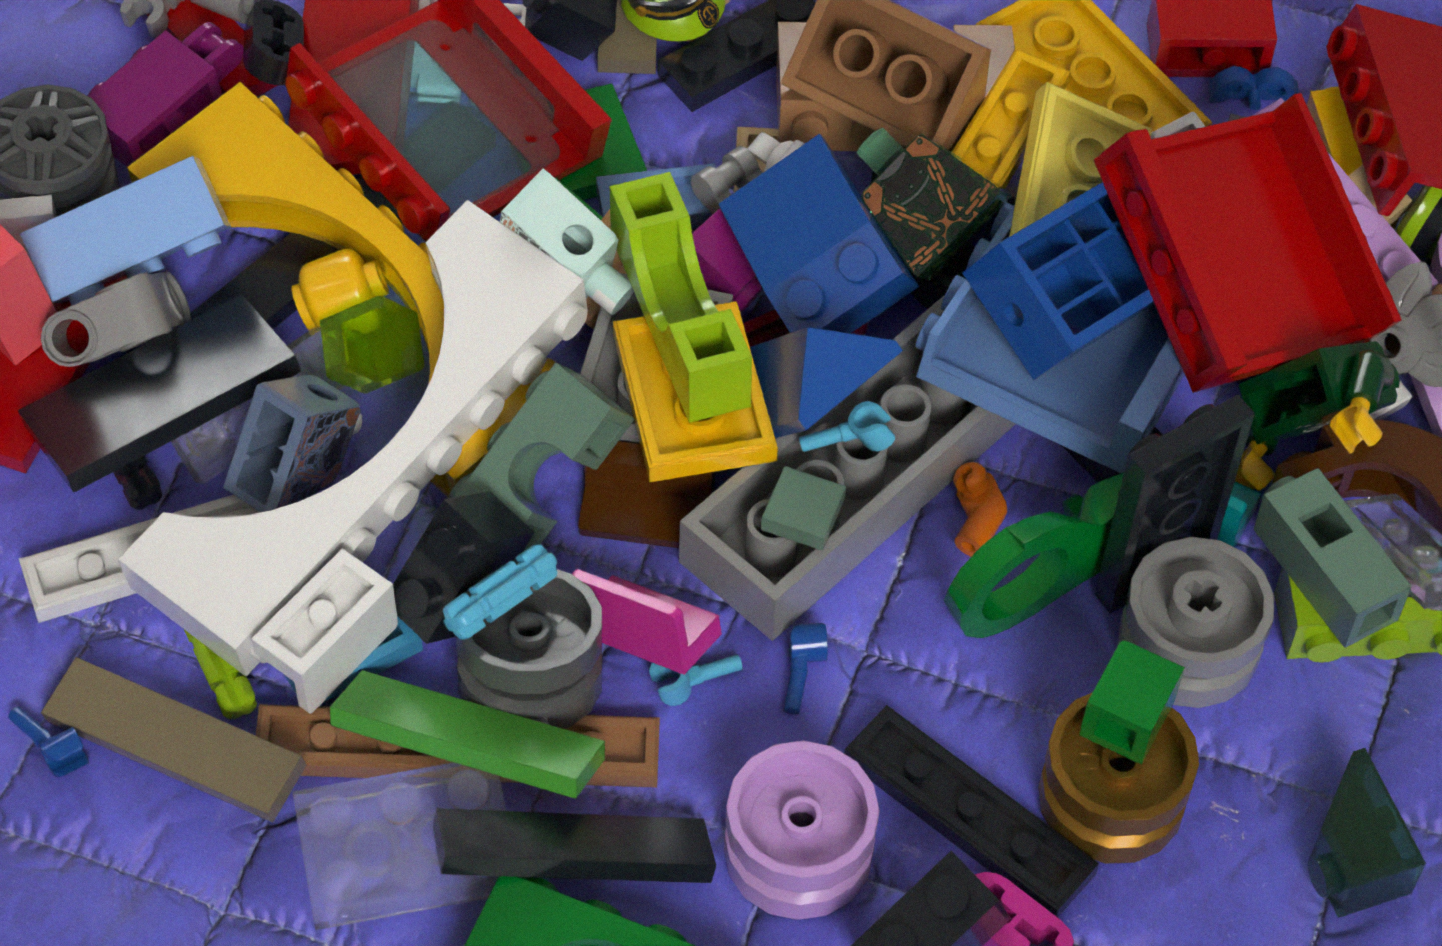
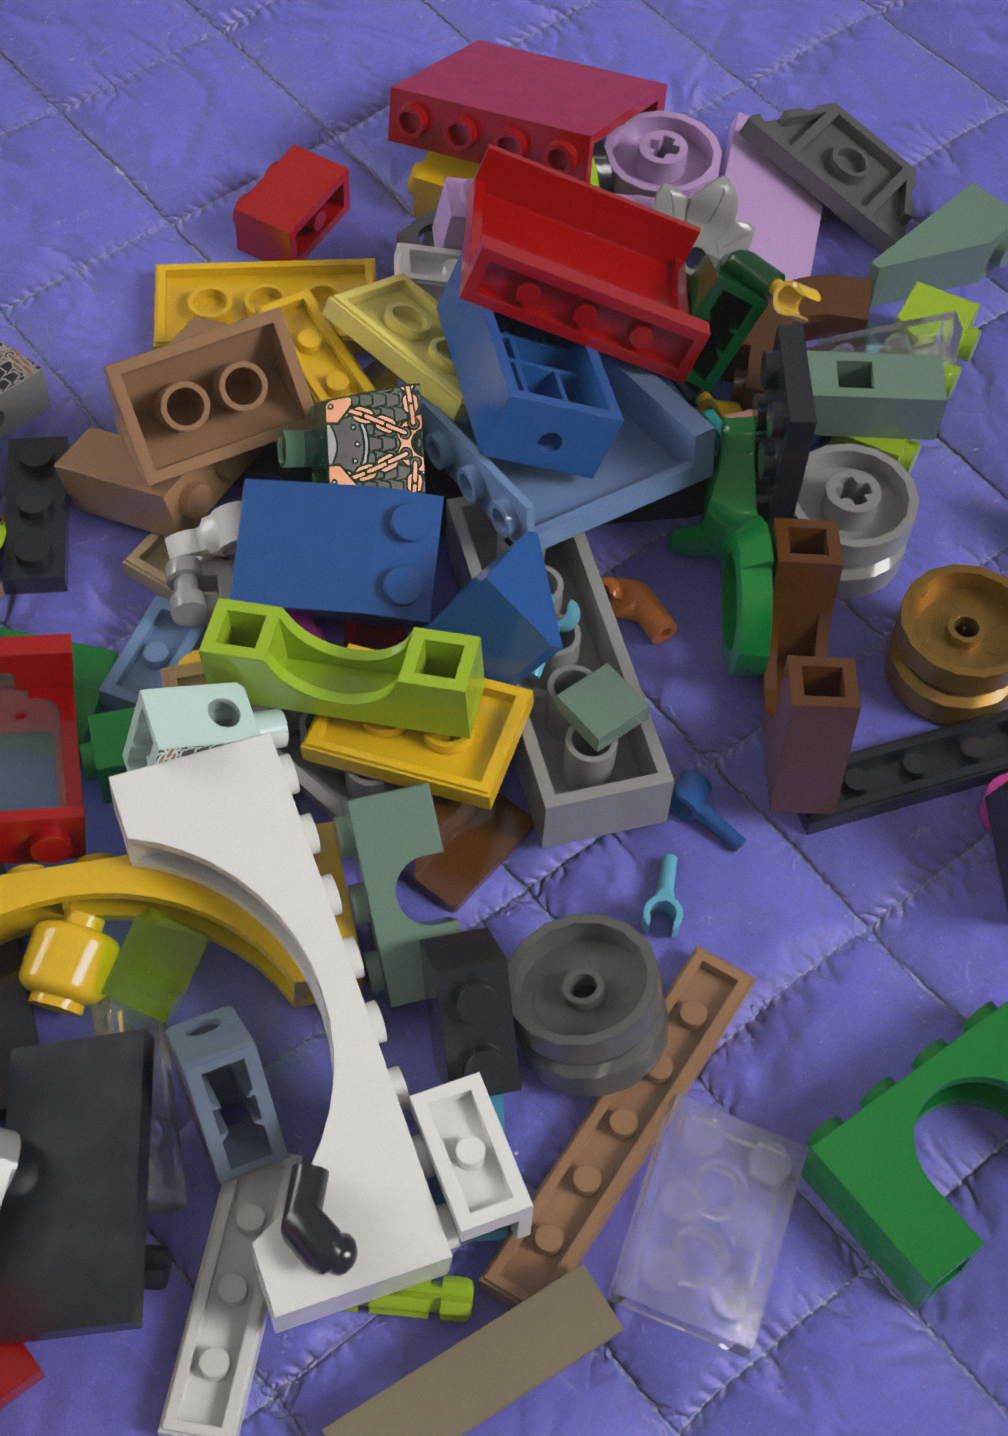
camera: 60 degrees left, 0 degrees up
(189, 532) = (309, 1230): none -> black arm
(468, 734) = (644, 1104): bright green tile -> none
(500, 592) = (547, 985): medium azure axle -> none
(573, 846) = (808, 1081): black tile -> none
(652, 623) = (623, 887): dark pink panel -> none
(800, 829) = (890, 891): lavender wheel -> none
(907, 677) = (805, 696): none -> reddish brown arch
(1131, 701) = (958, 579): green panel -> none
(1240, 83) = (363, 209): blue piece -> none

